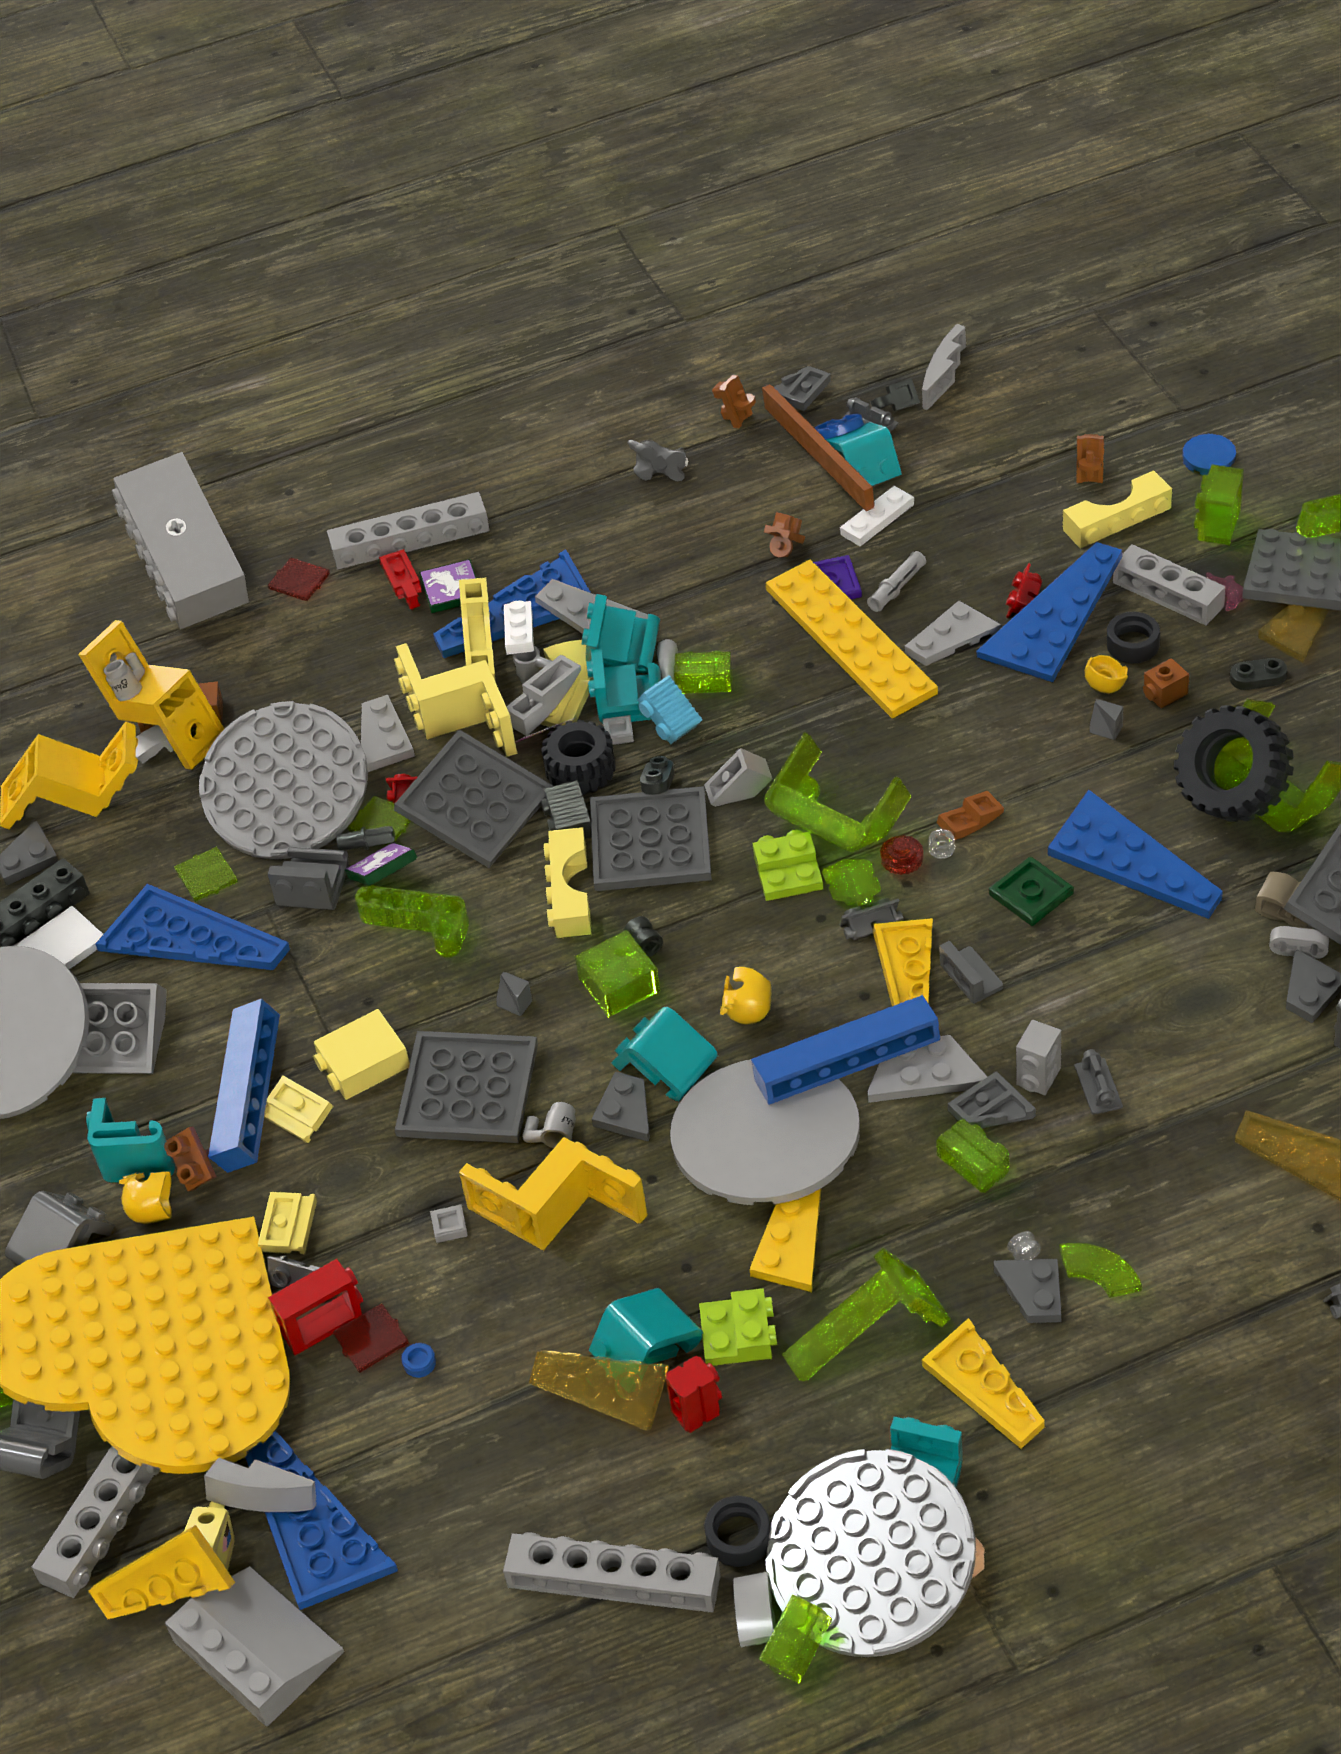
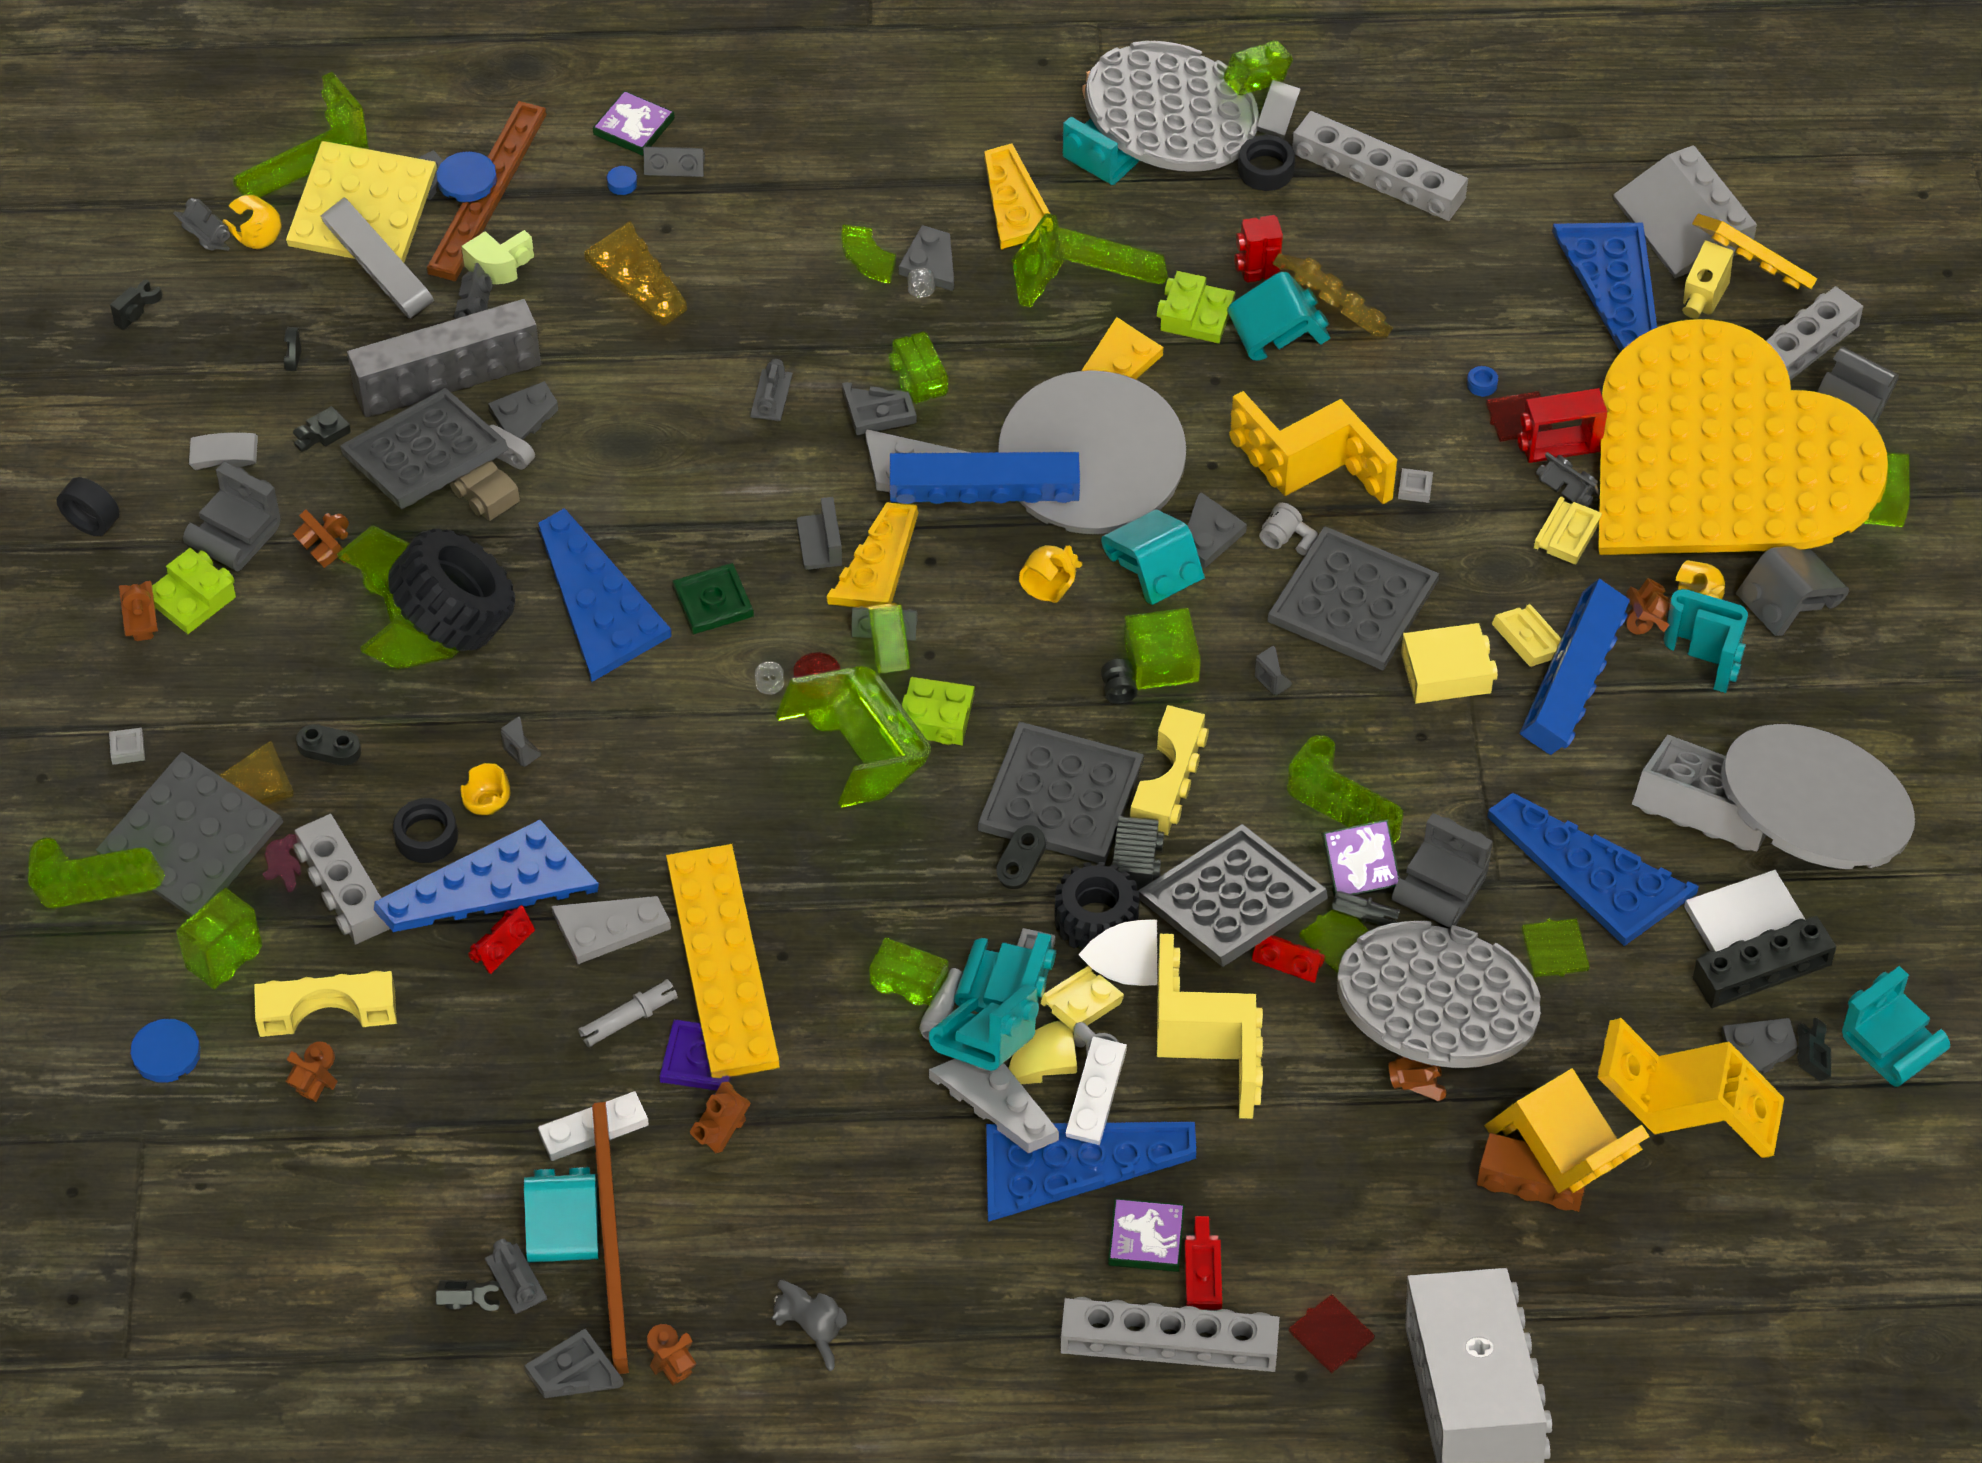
camera: 165 degrees left, 5 degrees up
(122, 679) = (1596, 1131): light grey piece -> none
(259, 1487) = (1654, 293): light grey slope -> none
(383, 734) = (1302, 1047): light grey wing -> none
(476, 622) = (1144, 1114): light yellow arch -> none
(542, 694) = (1107, 983): light grey slope -> none
(668, 710) = (975, 916): medium azure brick -> none
(738, 779) = (937, 819): light grey slope -> none
(839, 427) = (567, 1262): blue tile -> none
(941, 370) = (388, 1311): light grey slope -> none
(972, 816) = (713, 699): dark orange slope -> none
(1038, 1057) = (815, 410): light grey brick -> none
(1166, 683) = (433, 758): dark orange brick -> none

